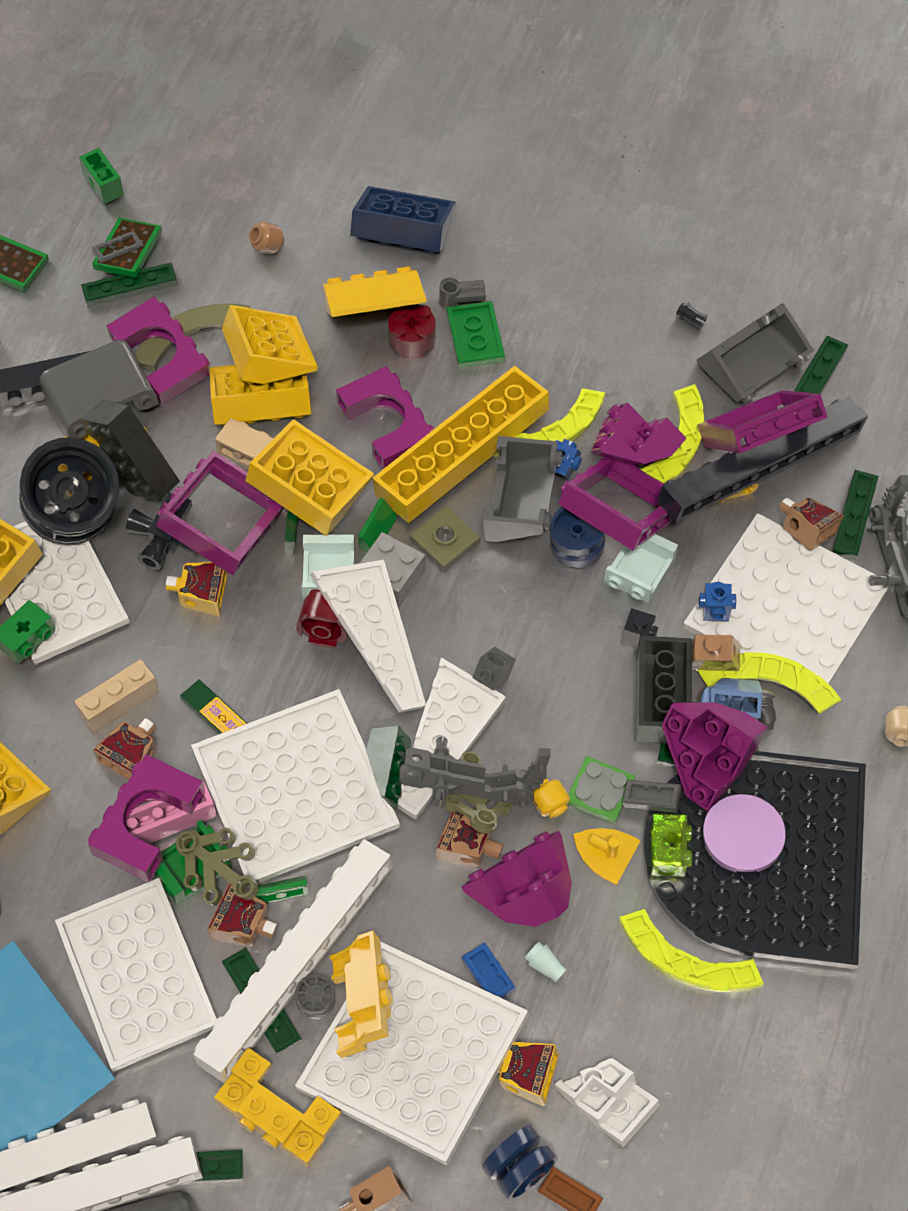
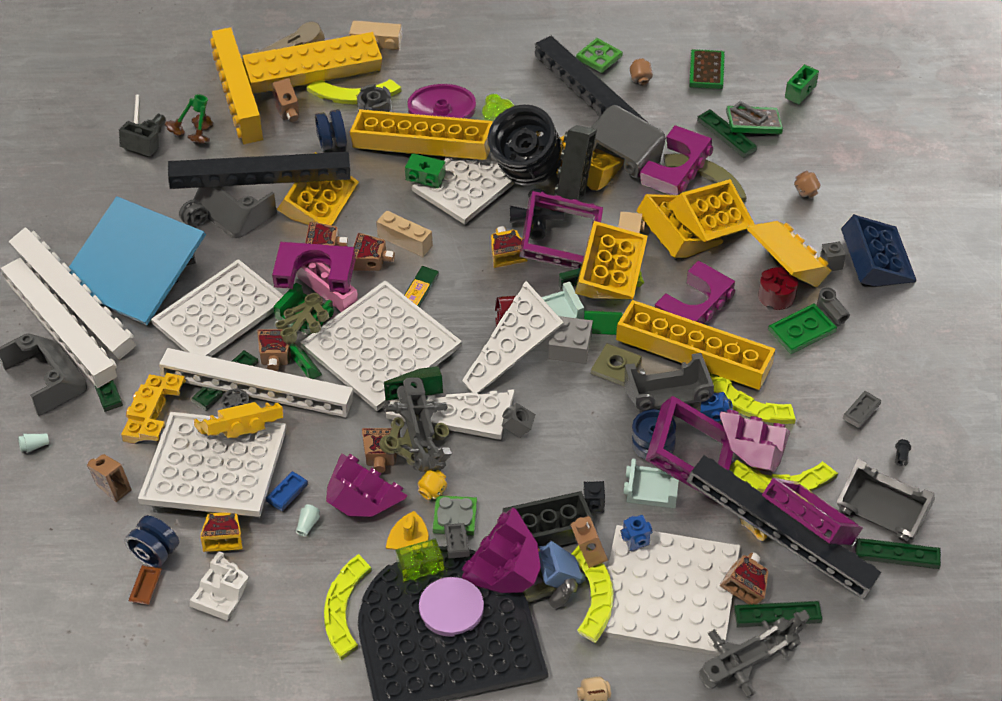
camera: 70 degrees right, 10 degrees down
(75, 801) = (324, 235): none -> torso
(389, 256) = (834, 255): none -> dark grey brick
(618, 326) = (862, 409): none -> dark grey plate

